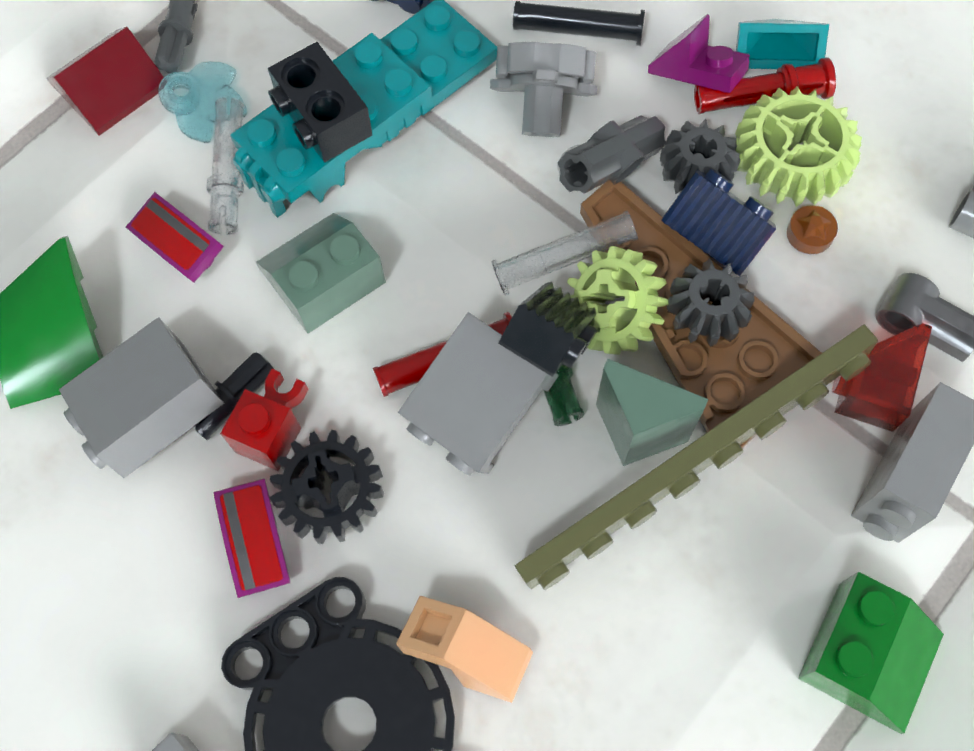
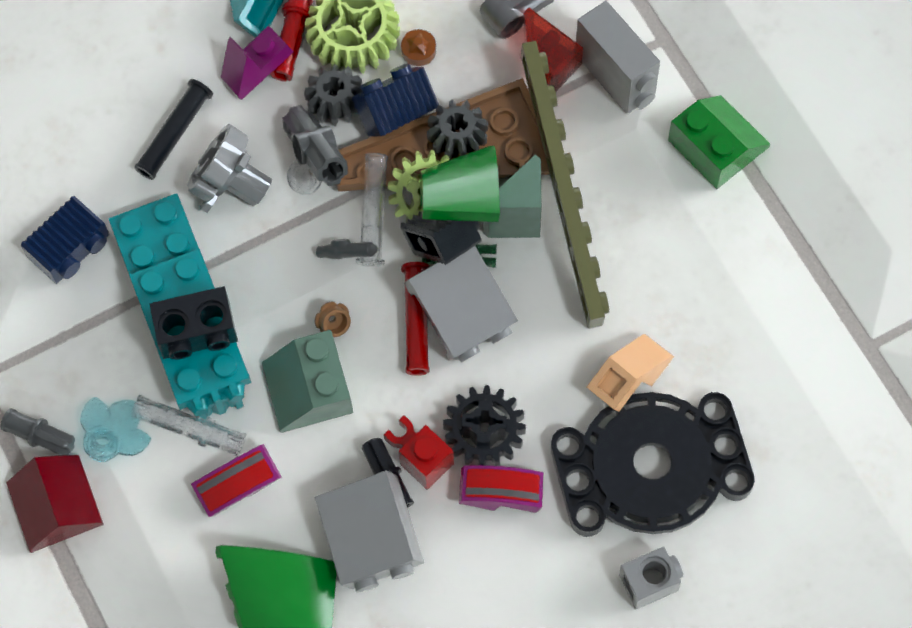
camera: 70 degrees left, 0 degrees up
(400, 267) = (341, 320): none -> medium nougat plate
(500, 237) = (345, 249): none -> dark grey piece
(610, 321) = (462, 188): none -> green slope

